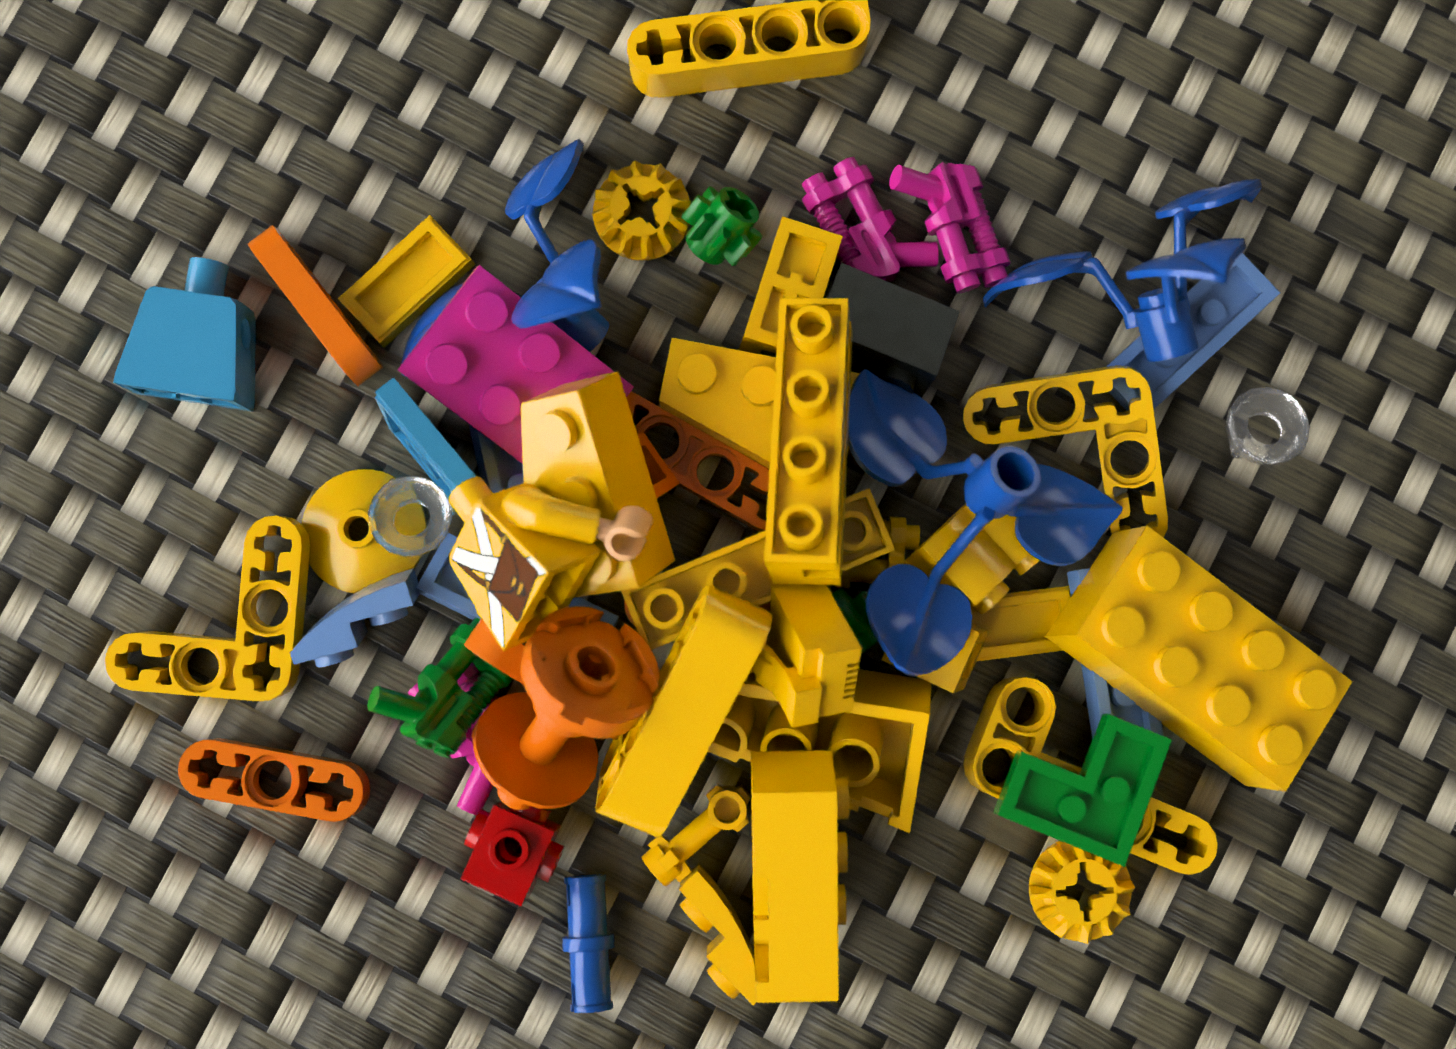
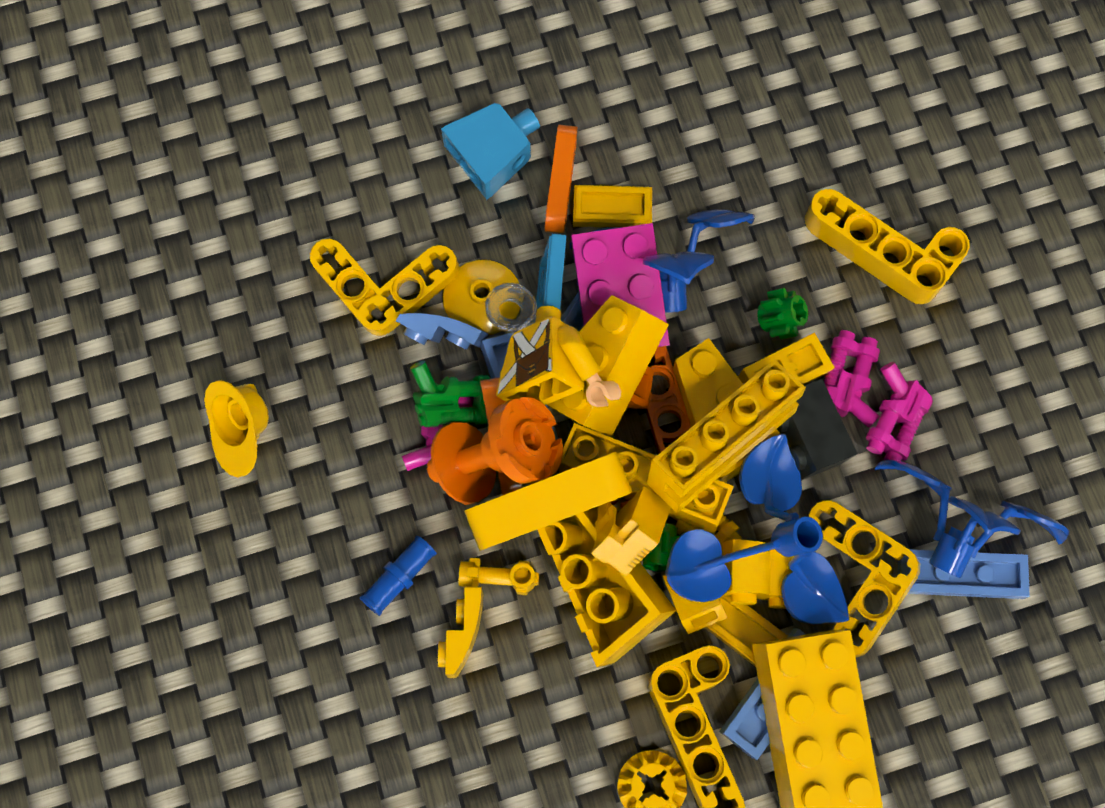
camera: 45 degrees right, 10 degrees down
(231, 958) = (235, 422): none -> yellow piece
(233, 754) = (327, 338): orange beam -> none
(499, 868) = (395, 490): red brick -> none
(636, 237) = (738, 284): yellow gear -> none
(797, 874) = (527, 628): yellow wedge -> none
(1101, 804) = (697, 740): green plate -> none
(1279, 407) = (975, 648): clear piece -> none

